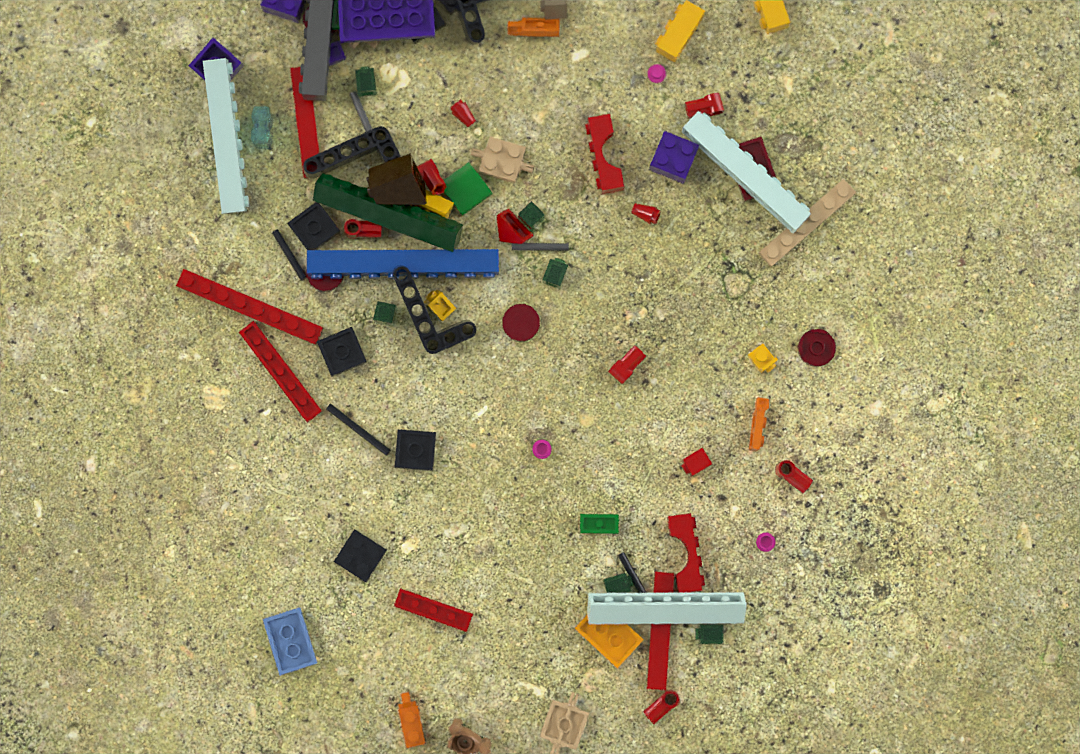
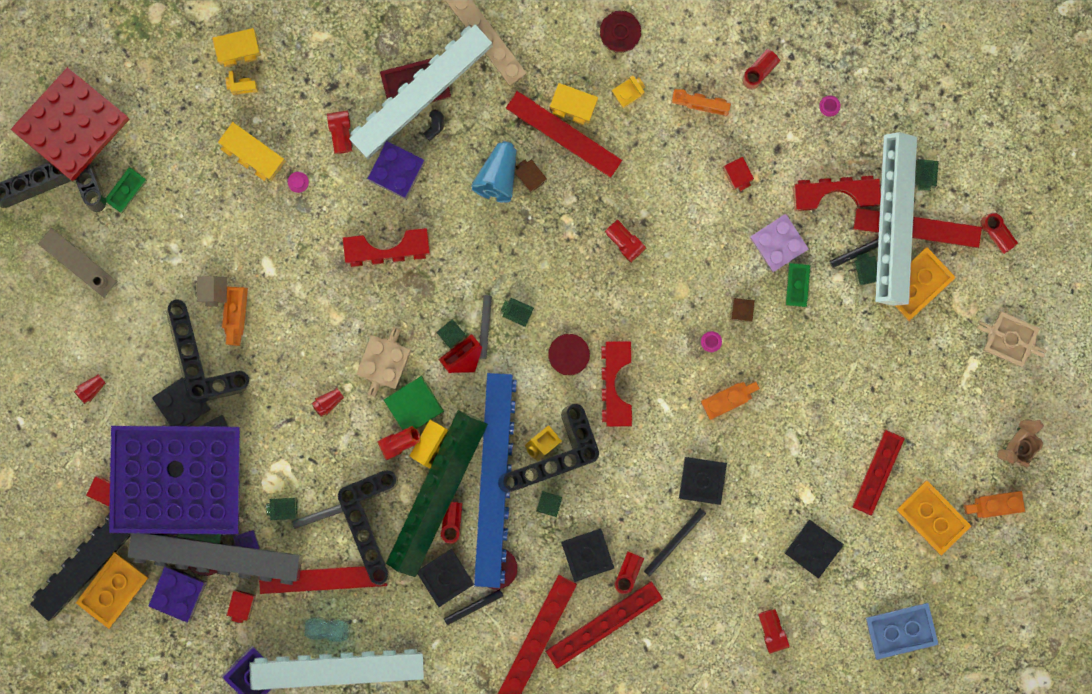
camera: 85 degrees left, 5 degrees up
(278, 52) = (240, 606): none -> red brick
(278, 525) = (774, 637): none -> red piece
(329, 390) = (629, 570): none -> red piece
(395, 663) = (933, 517): none -> light orange plate
(397, 182) = (406, 480): dark brown slope -> none
(490, 468) = (728, 399): none -> orange hinge
(521, 364) = (616, 355): none -> red arch
(572, 474) = (742, 310): none -> reddish brown brick
(636, 504) = (779, 243): none -> lavender plate
(647, 213) = (457, 204): red cone -> none
(678, 246) = (497, 174): none -> dark azure cone
(679, 275) = (530, 175): none -> reddish brown brick
(719, 190) = (437, 124): none -> black arm
(719, 304) = (563, 134): none -> red tile
(738, 20) = (244, 85): none -> yellow bracket
(747, 310) = (573, 104): none -> yellow brick

